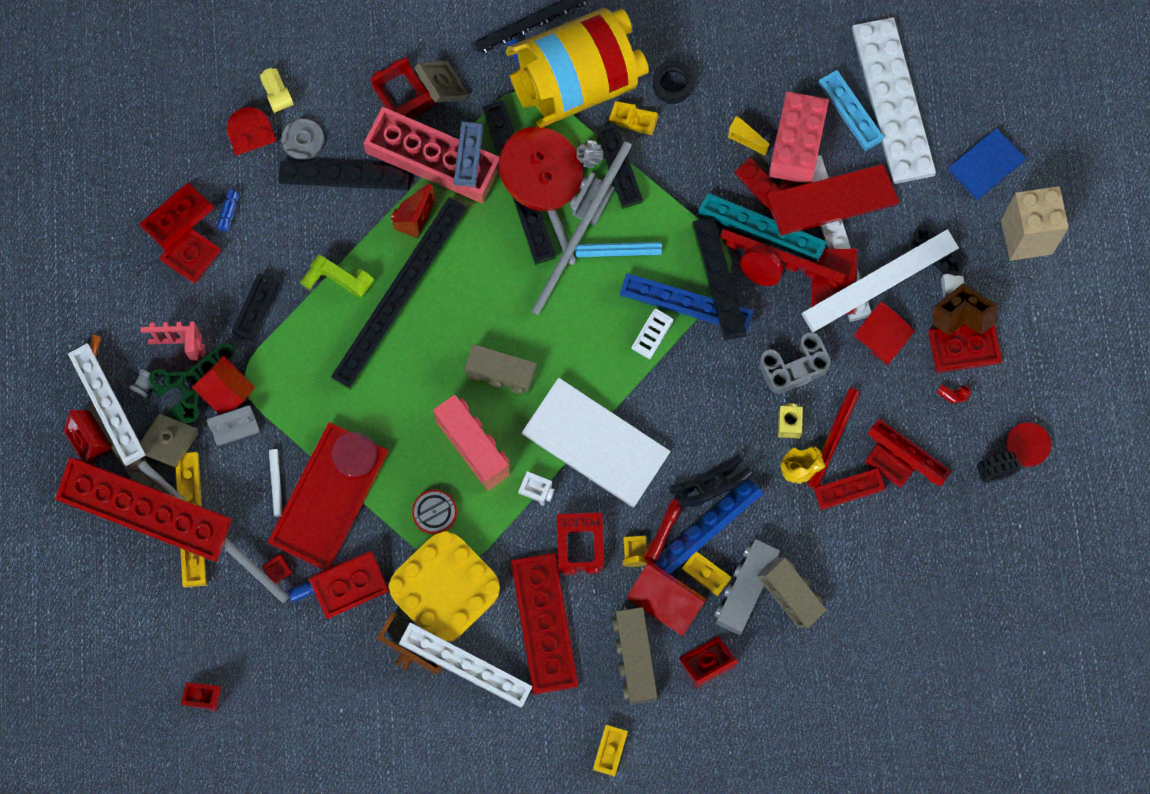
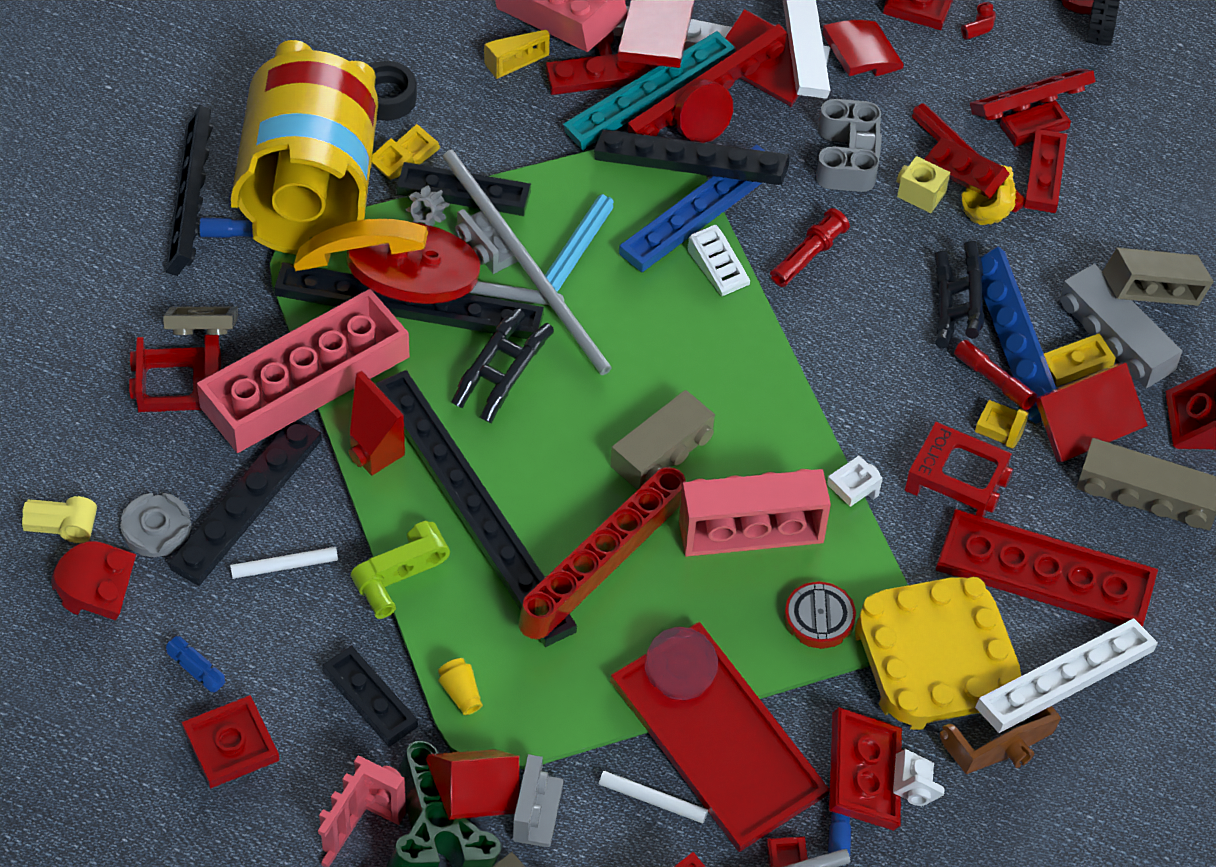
camera: 65 degrees left, 20 degrees down
(176, 216) = (158, 729): red tile -> none
(280, 349) = (460, 684): none -> yellow cone
(320, 222) = (284, 562): none -> white bar
(357, 613) = (915, 779): none -> white bracket
(391, 369) = (601, 553): none -> red beam
(468, 154) = (342, 317): sand blue tile -> none
(509, 263) = (503, 382): none -> black piece
(534, 133) = (400, 235): none -> light orange slope
(596, 442) = (828, 391): white tile -> none
(710, 382) = (817, 239): none -> red pin
(811, 440) = (968, 167): none -> red plate

